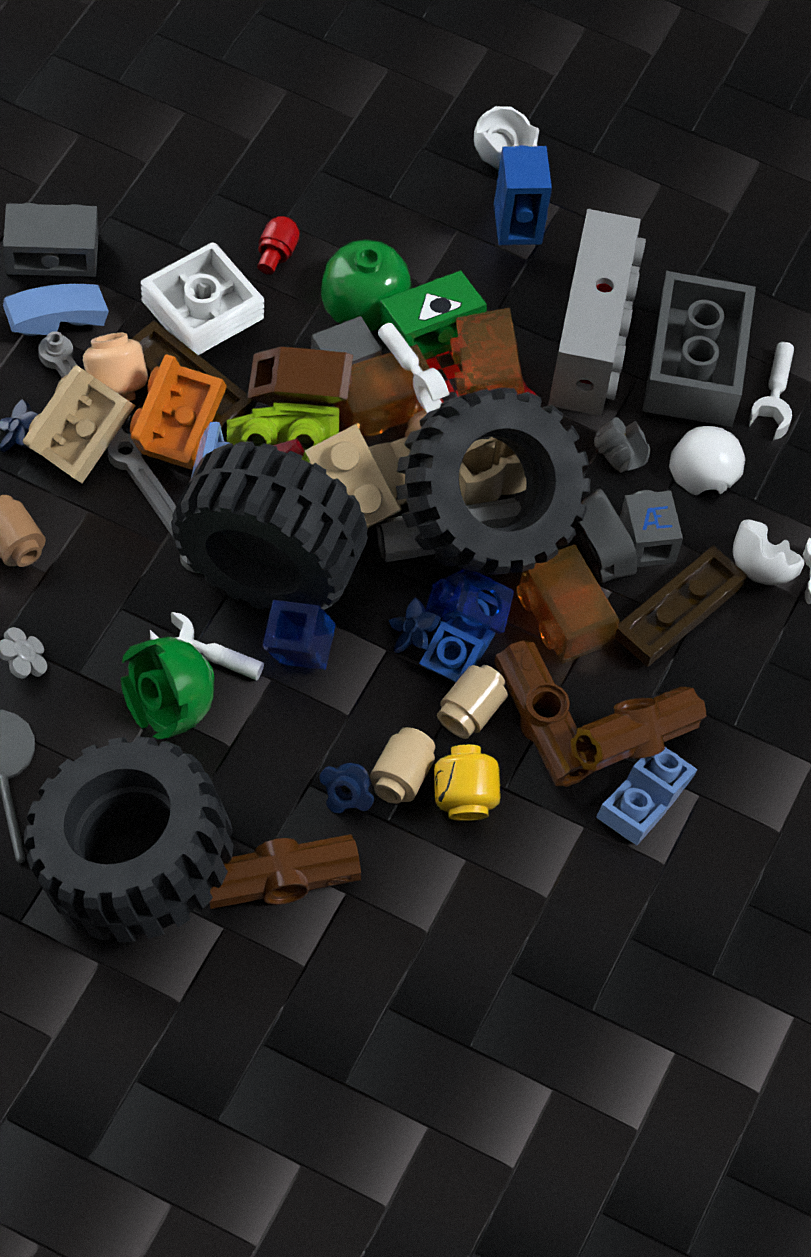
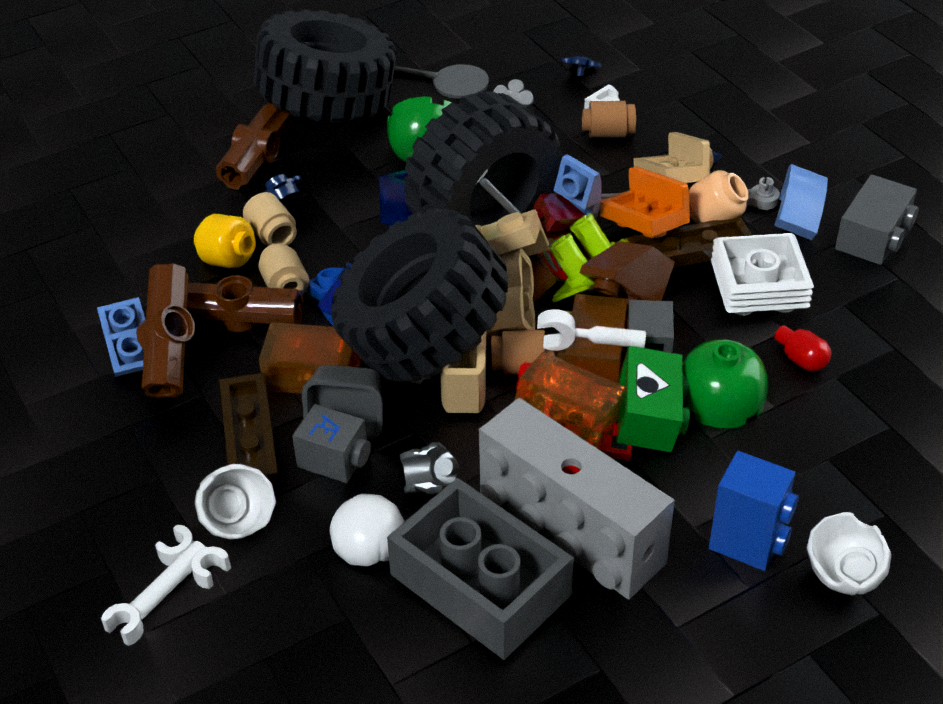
camera: 130 degrees right, 15 degrees down
(772, 405) = (388, 621): white piece -> none

